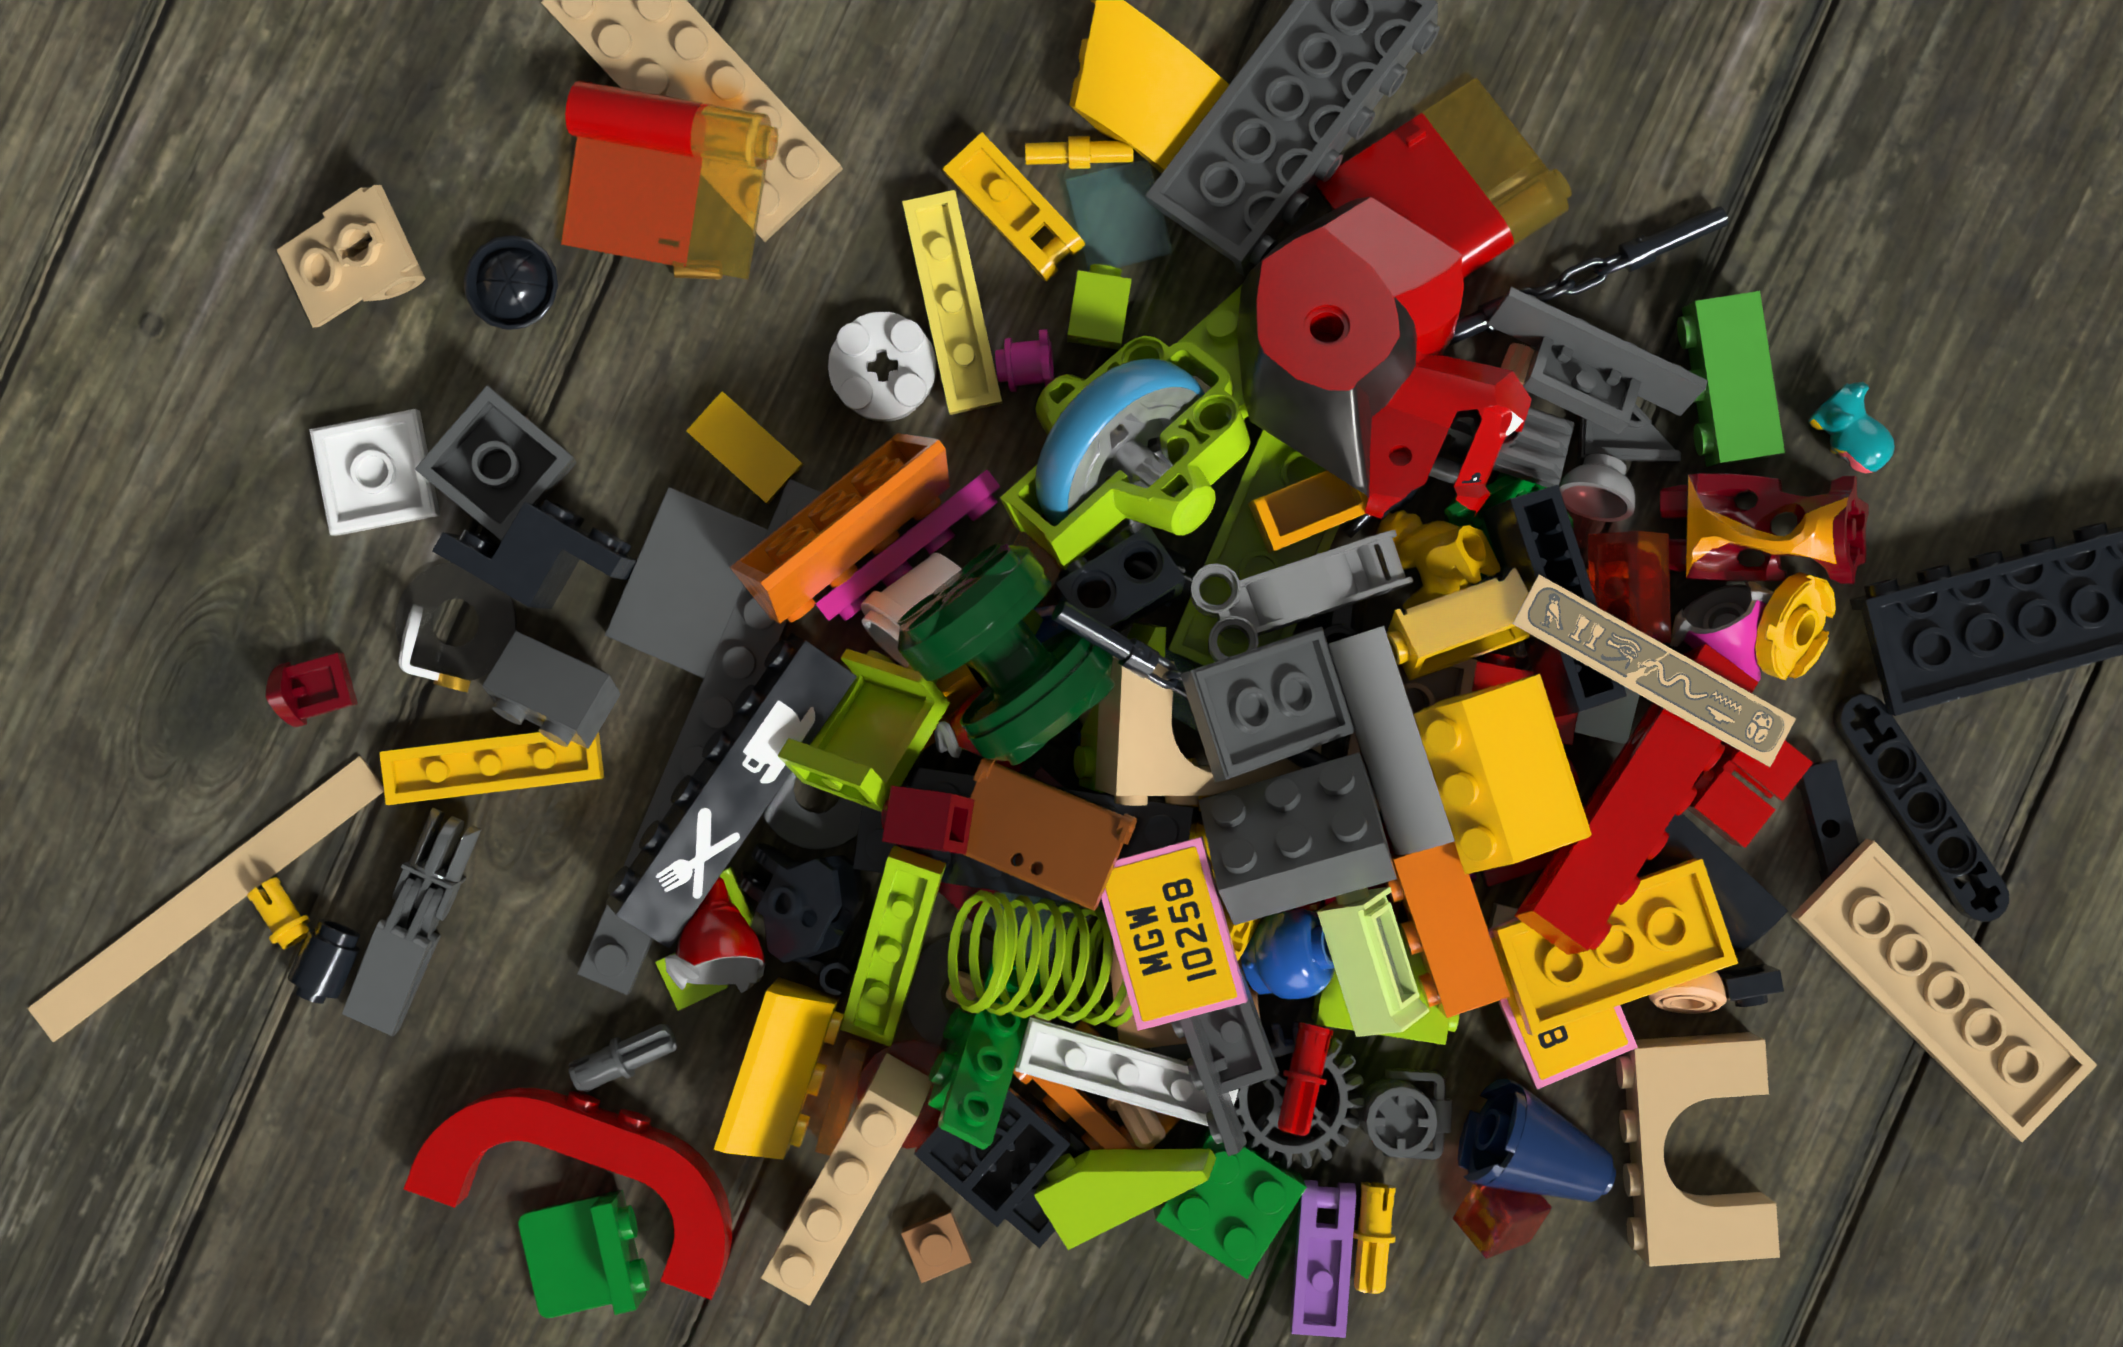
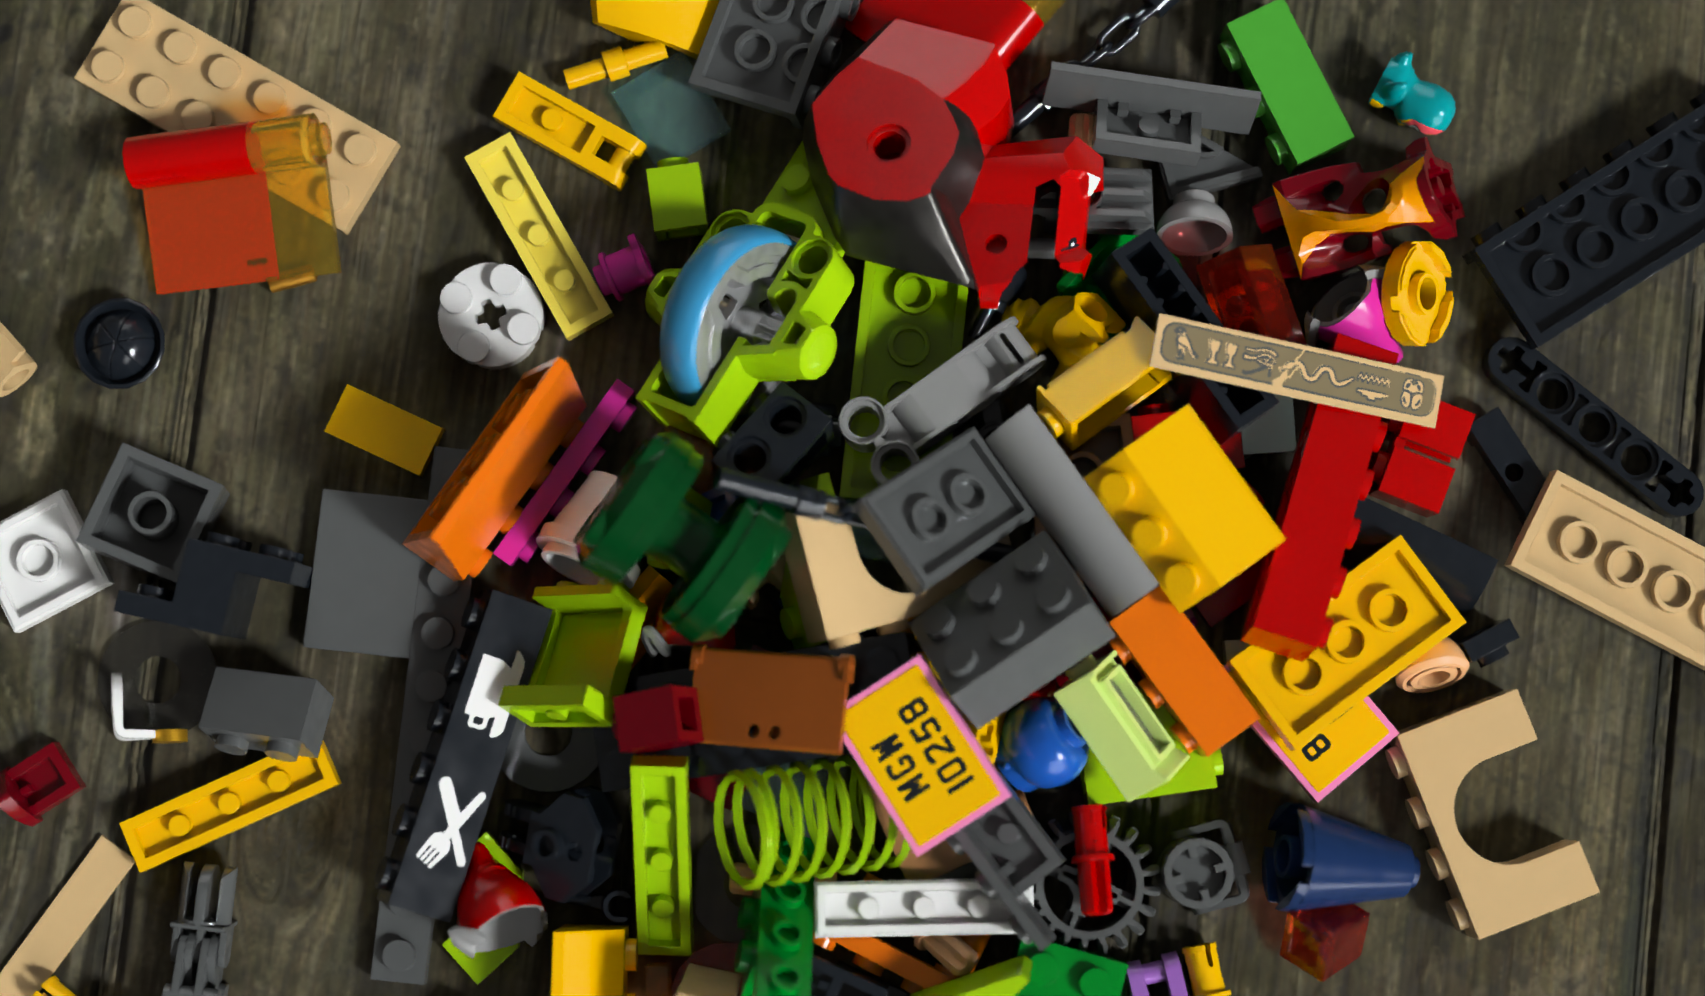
camera: 15 degrees left, 5 degrees down
(1306, 509) = (927, 324): light orange panel -> none

